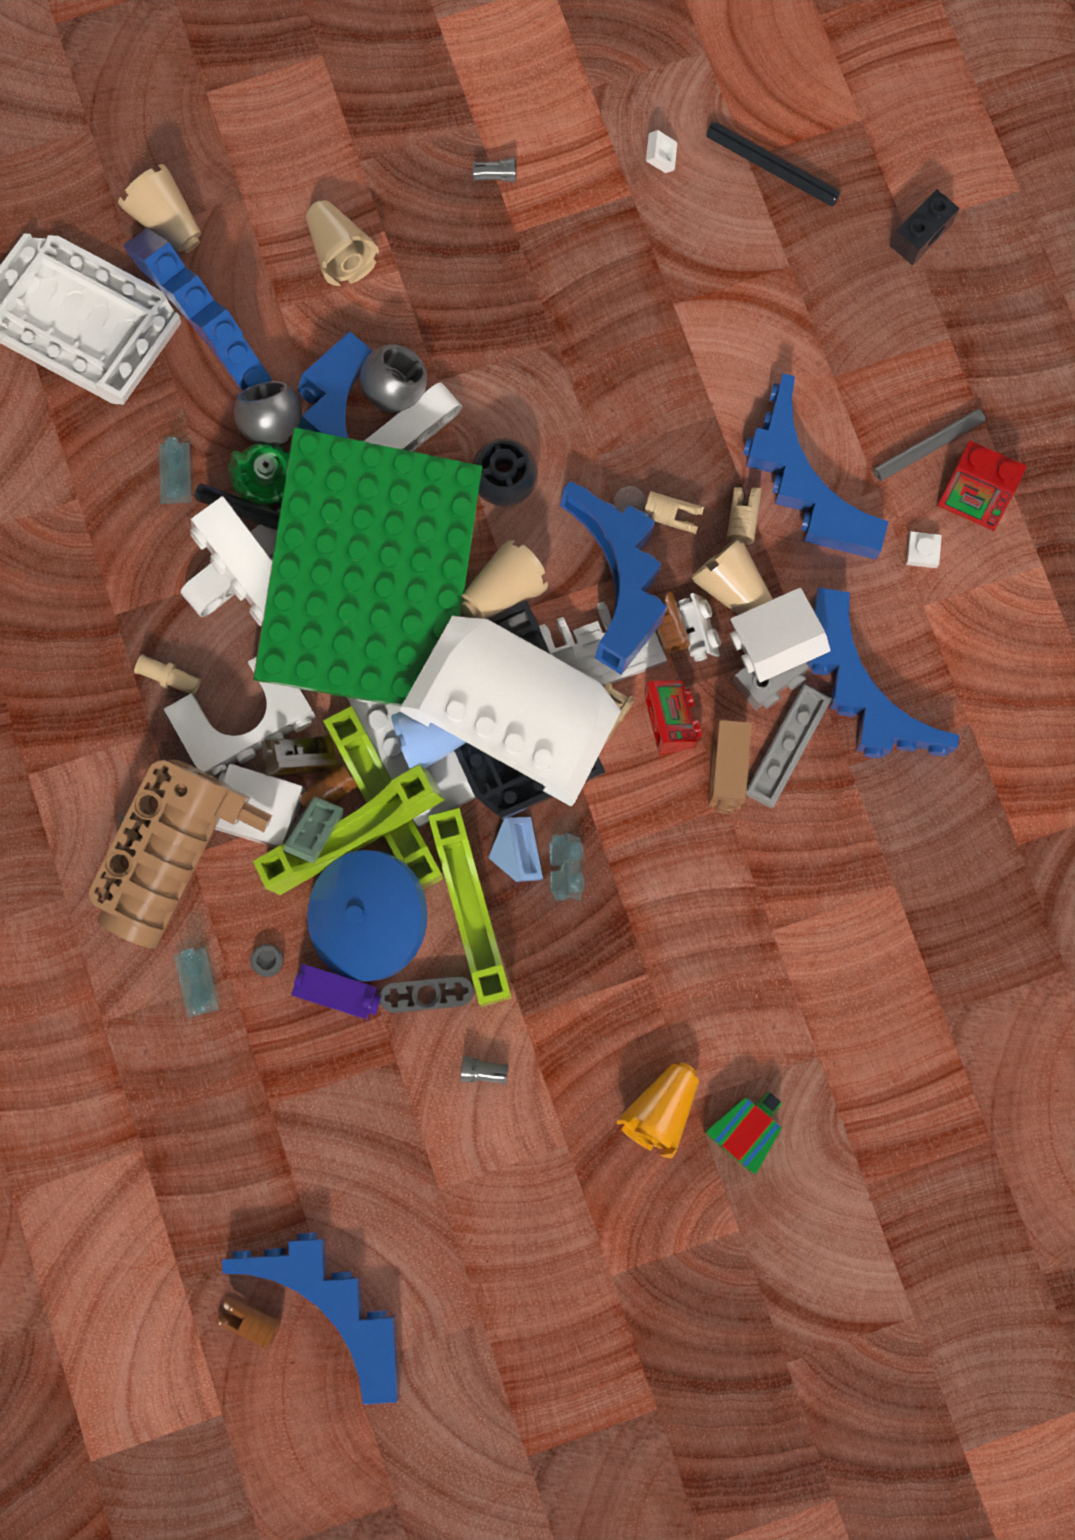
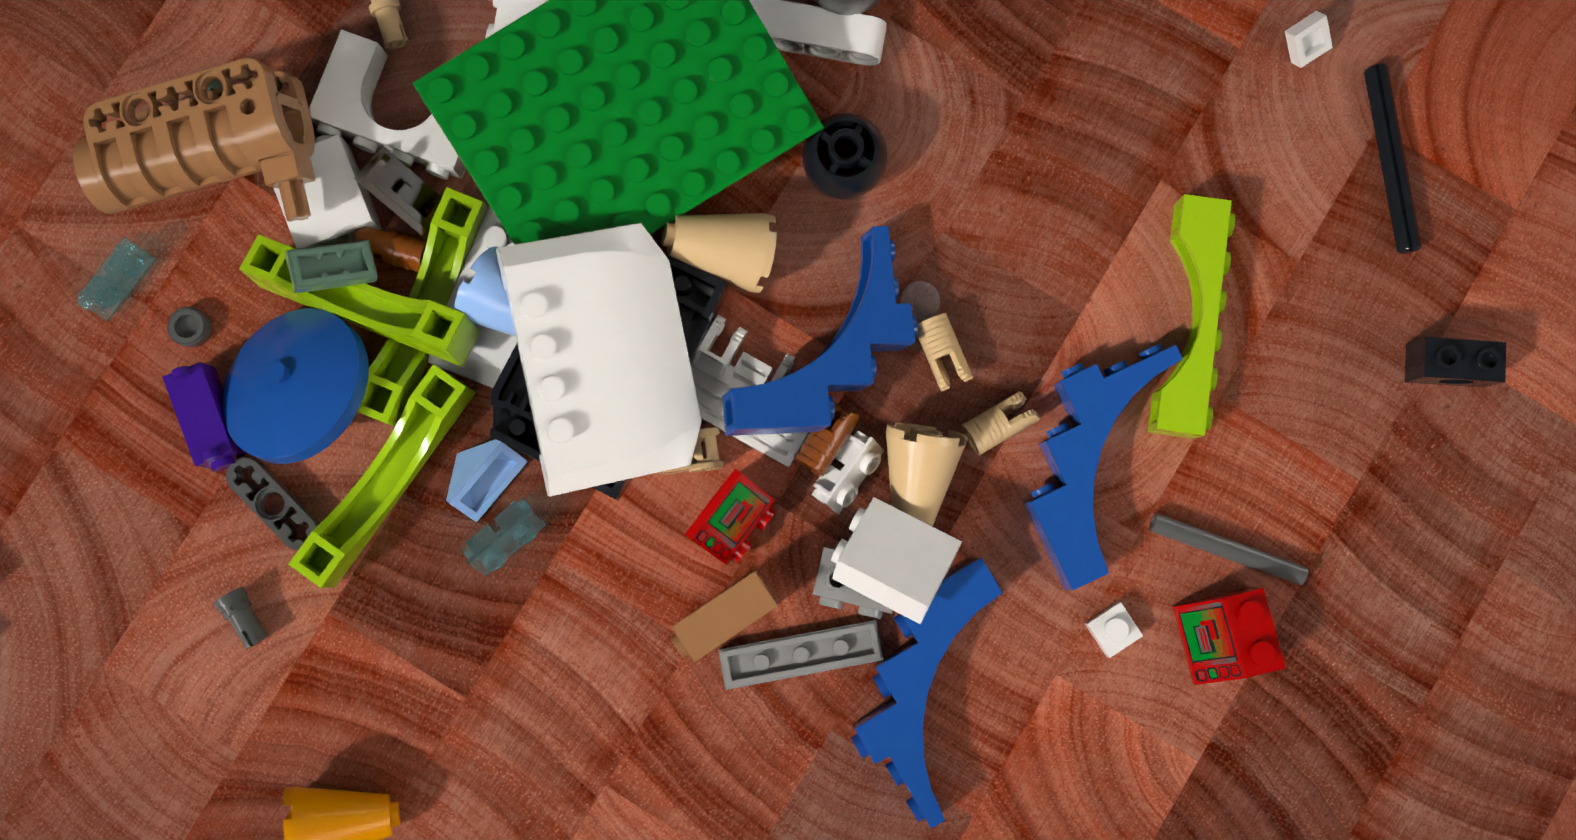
camera: 50 degrees right, 5 degrees up
(731, 310) = (1200, 240): none -> lime arch

